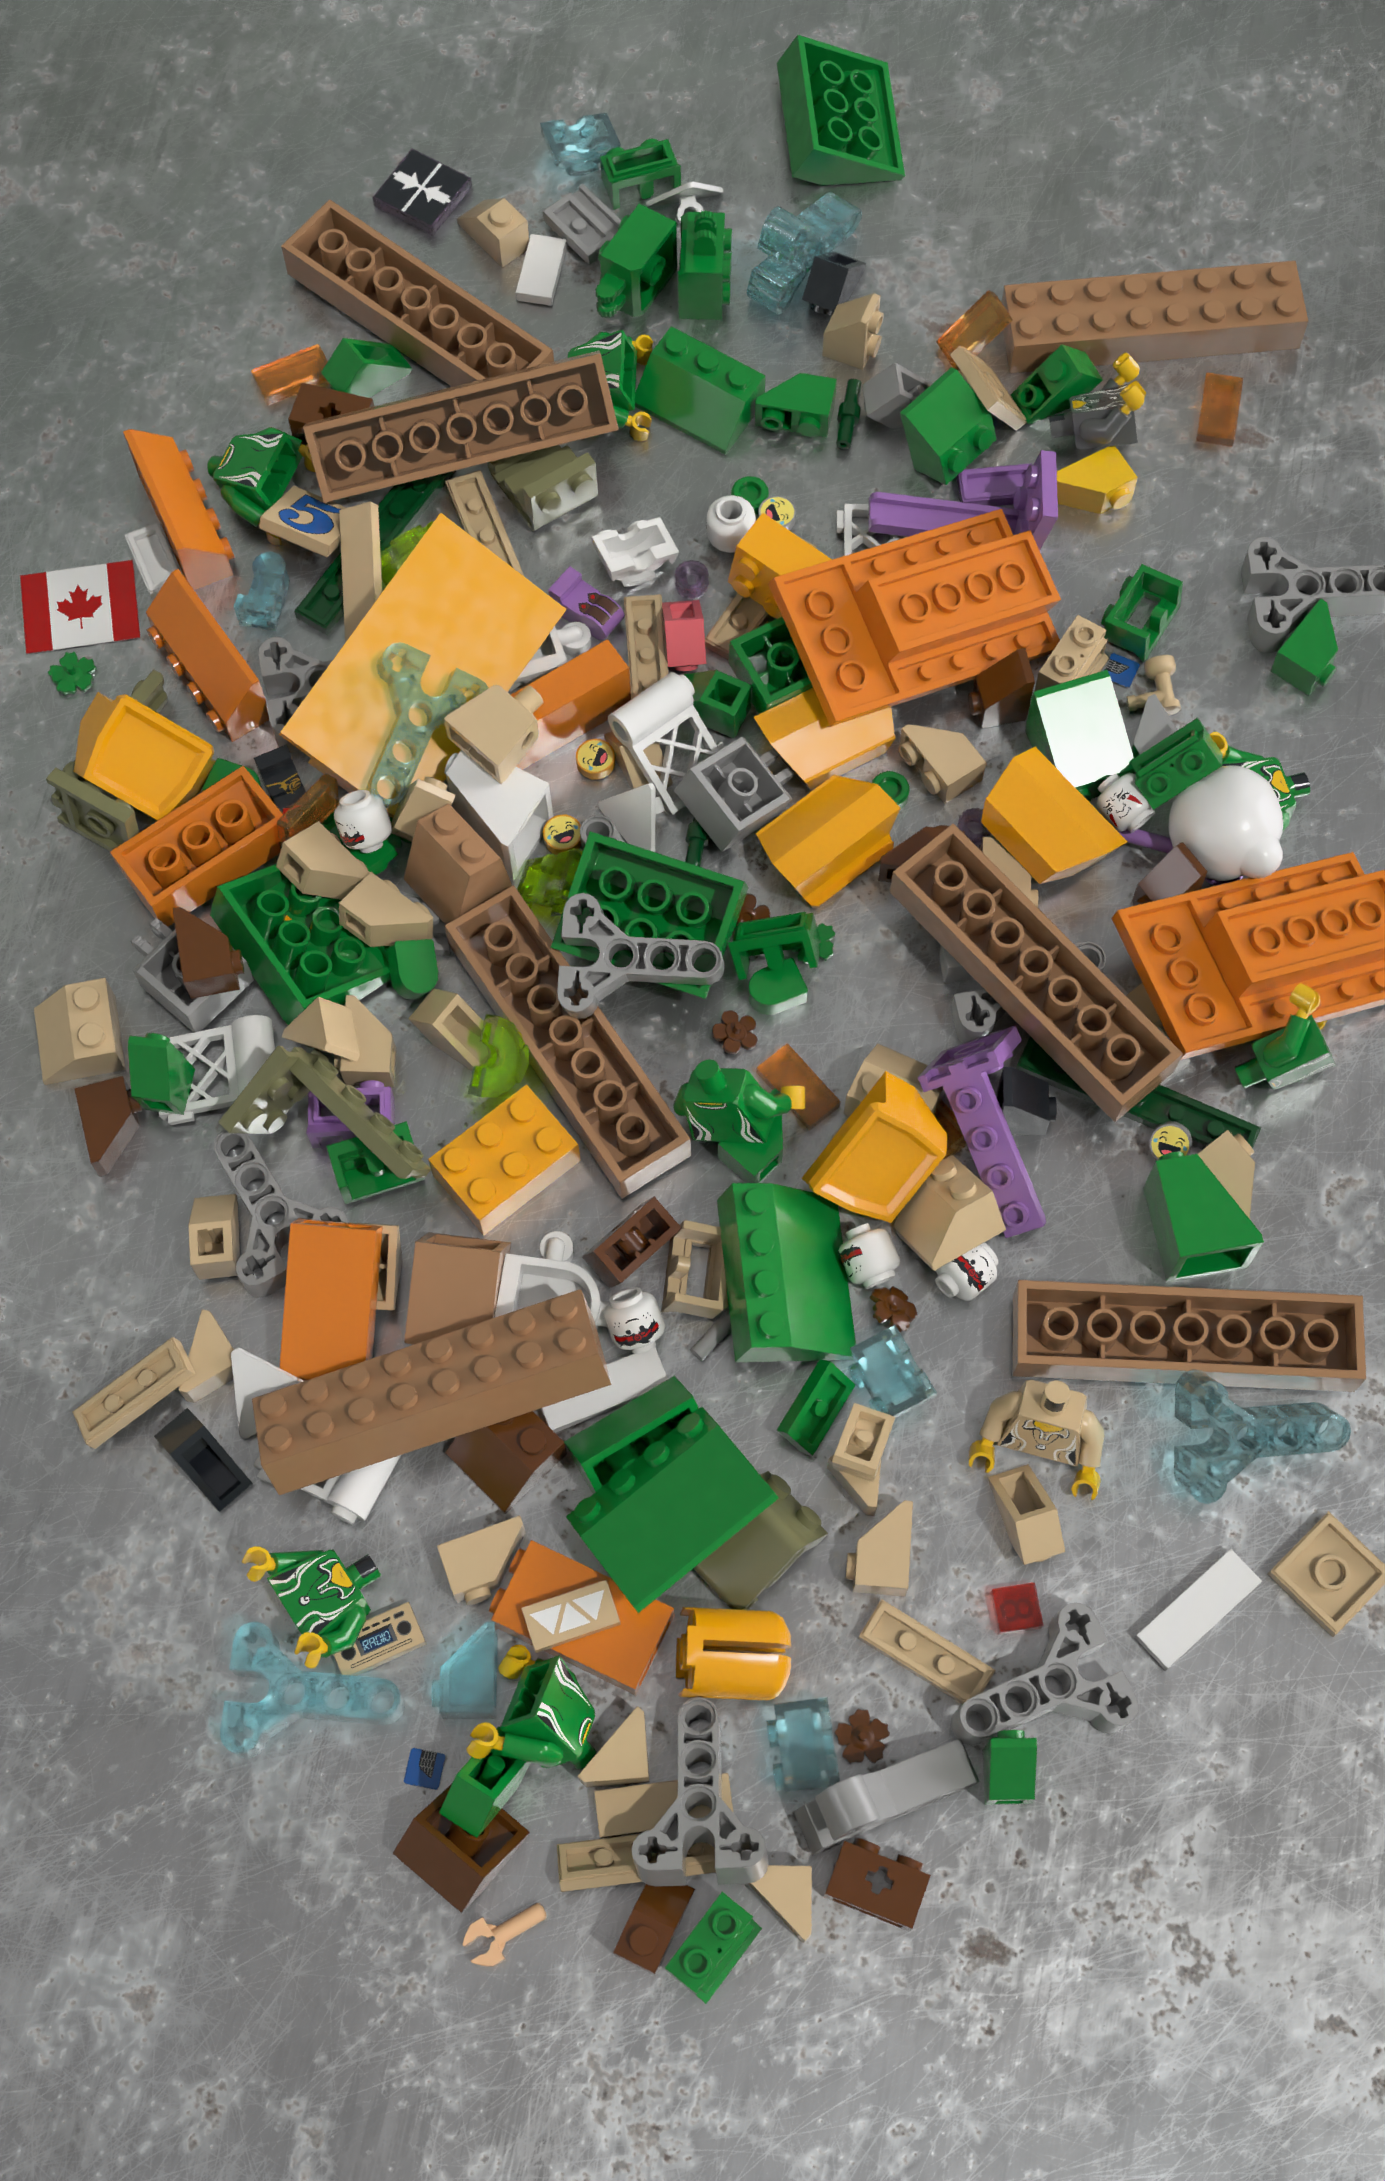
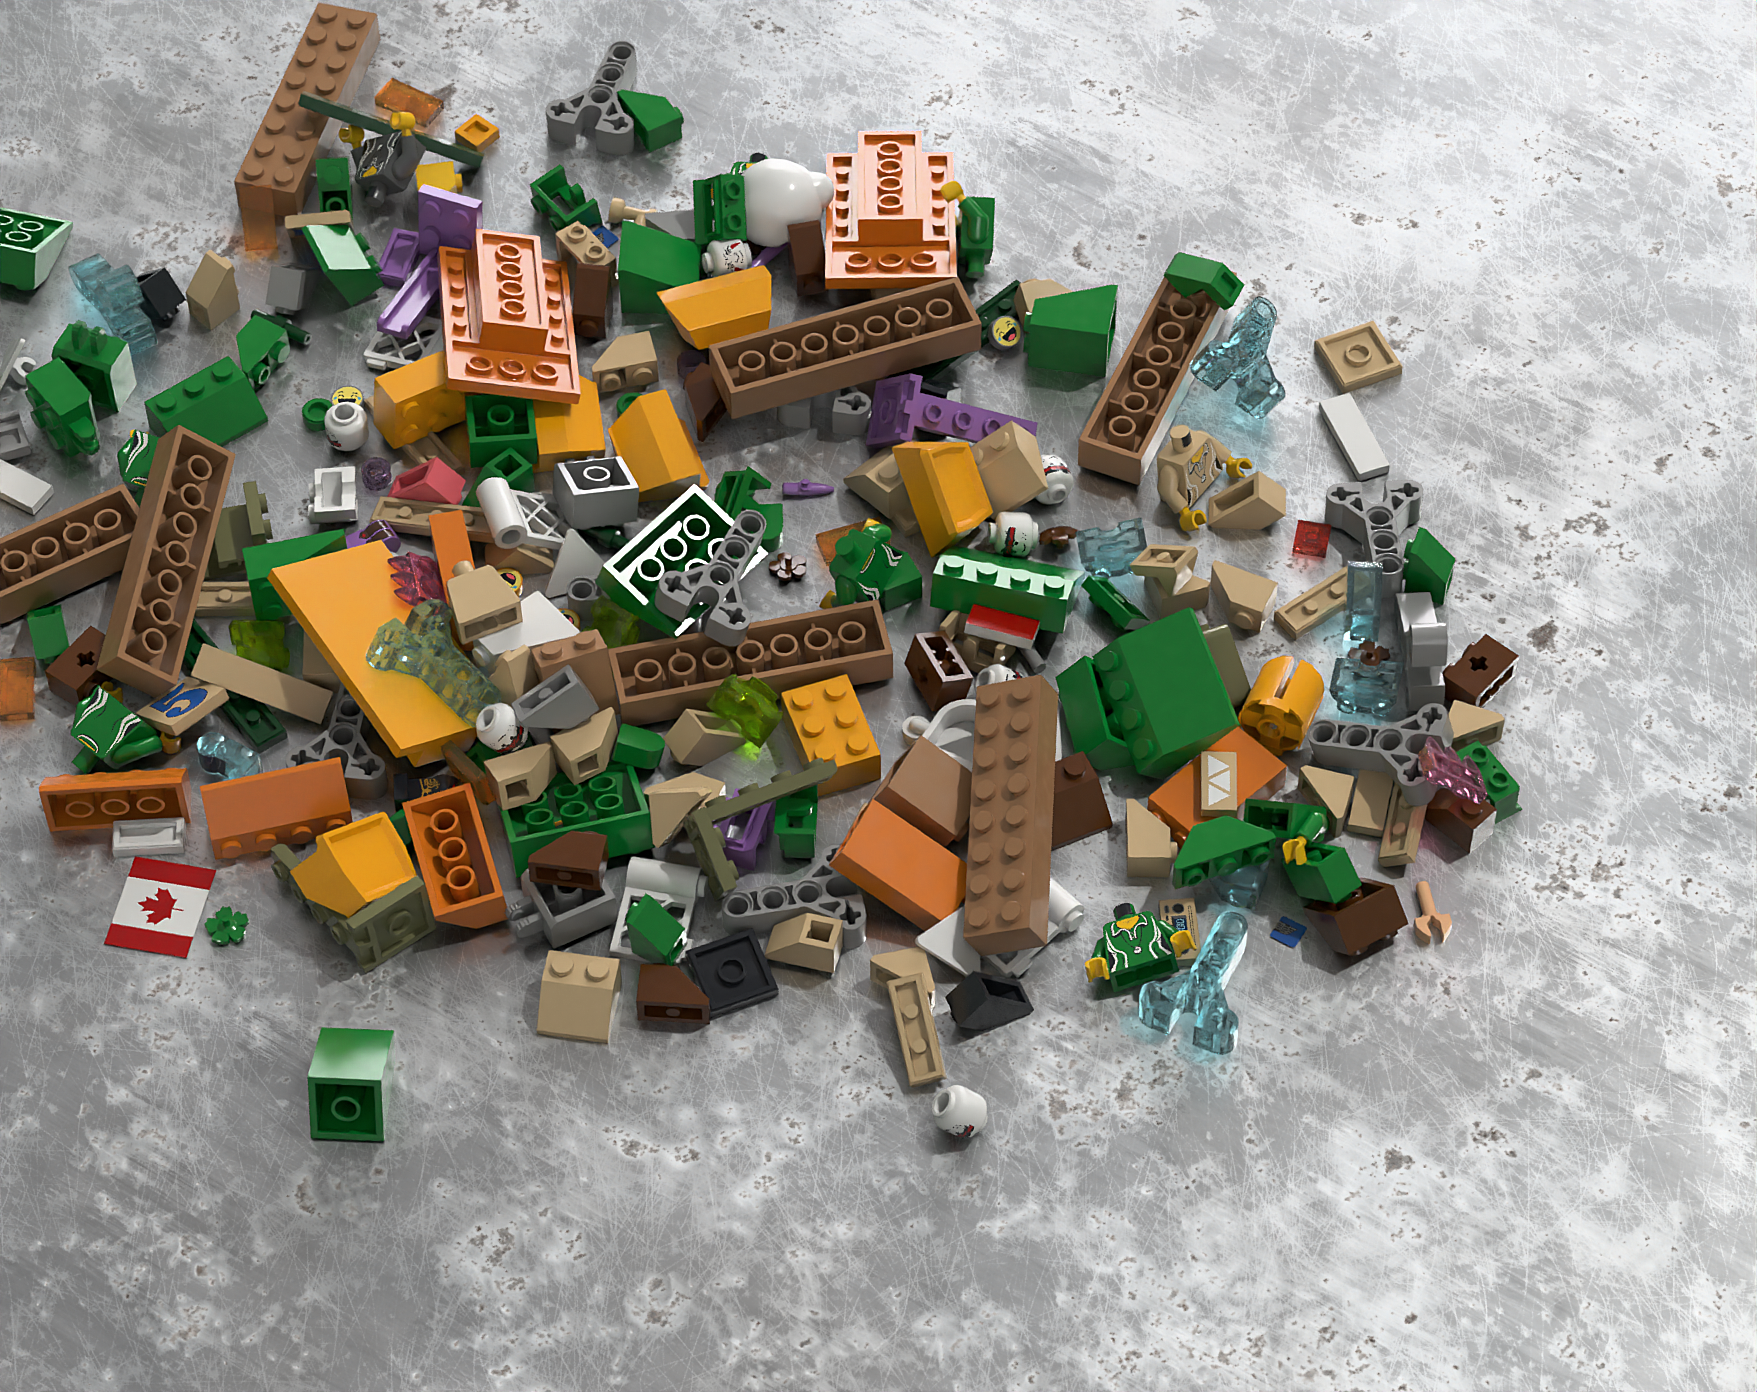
camera: 70 degrees left, 15 degrees down
(40, 1477) = (960, 1111): none -> white head
(162, 1173) = (732, 972): none -> black tile
(400, 858) = (556, 702): none -> light grey slope
(465, 1648) = (1221, 849): none -> green slope
(489, 524) = (264, 557): none -> green slope
(524, 663) = (418, 578): none -> clear pink plate
(664, 1899) = (1450, 772): none -> clear pink plate
(708, 1289) = (1002, 626): none -> red tile
(852, 1010) = (806, 488): none -> medium lavender helmet
(916, 1703) = (1362, 601): none -> clear light blue slope
(1151, 417) = (383, 127): none -> dark green tile
(1206, 490) = (477, 133): none -> light orange tile
(1325, 1342) = (1193, 273): none -> green slope

